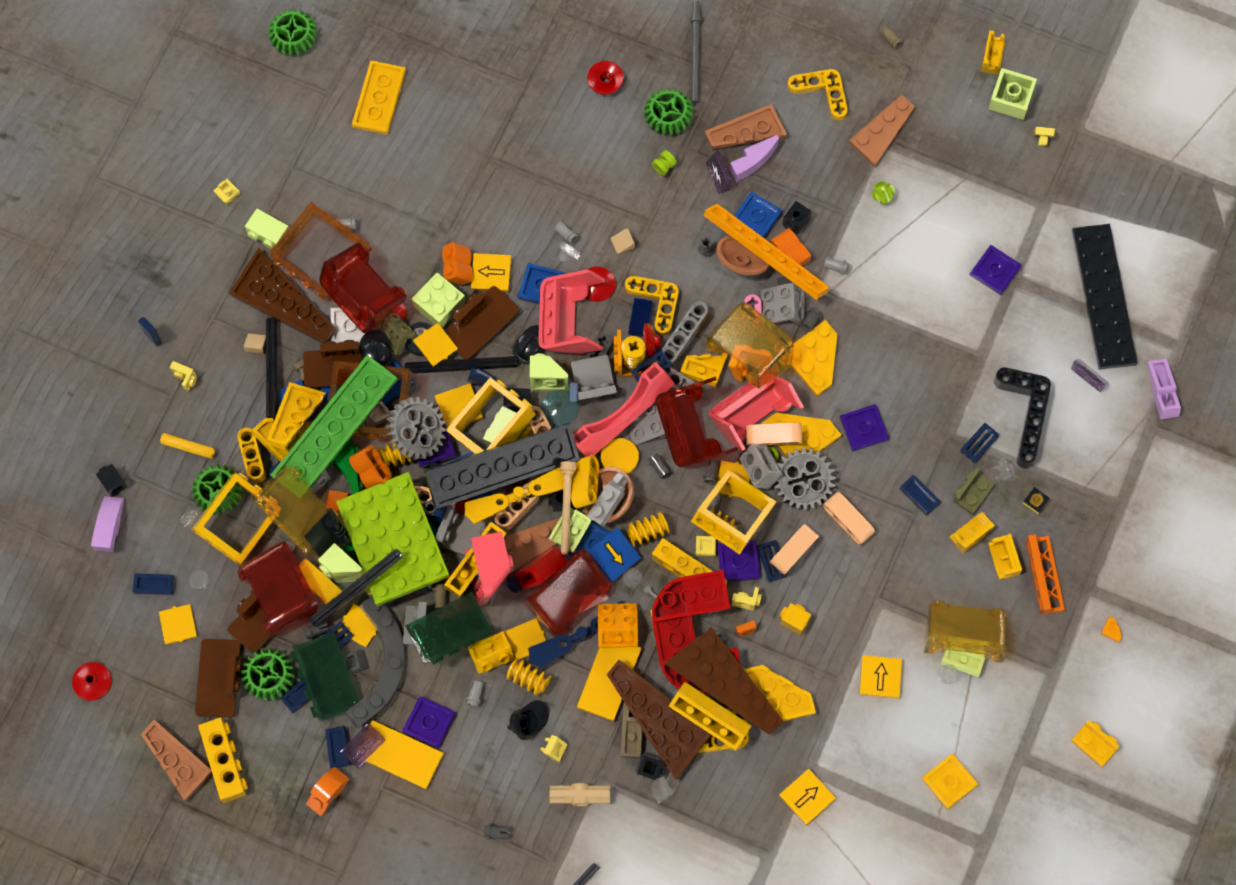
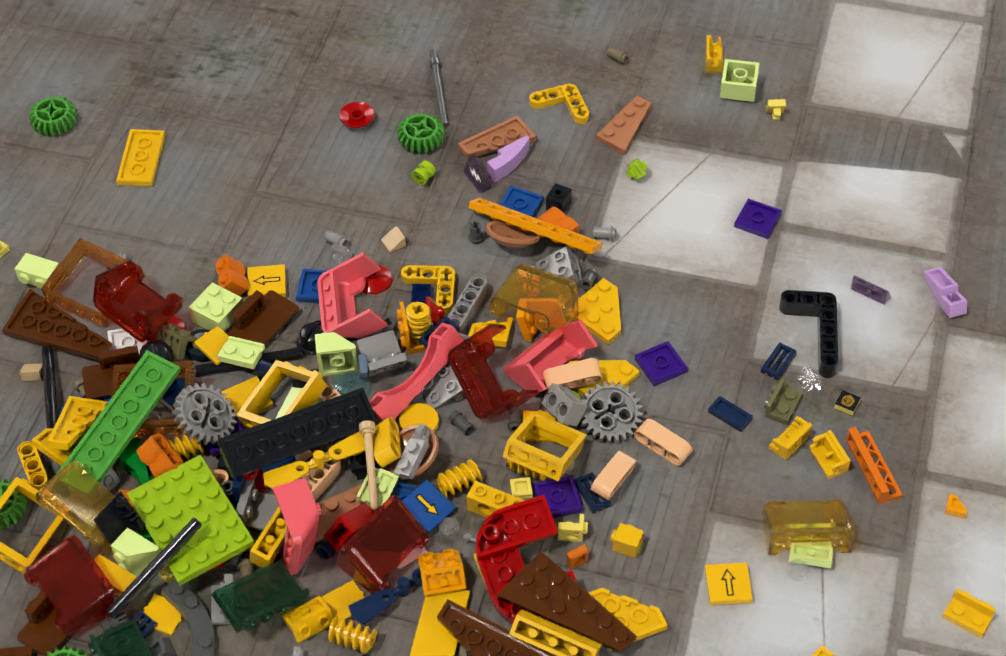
camera: 10 degrees left, 20 degrees down
(457, 358) = (241, 352): none -> yellowish green plate
(1104, 296) = (867, 227): black plate -> none

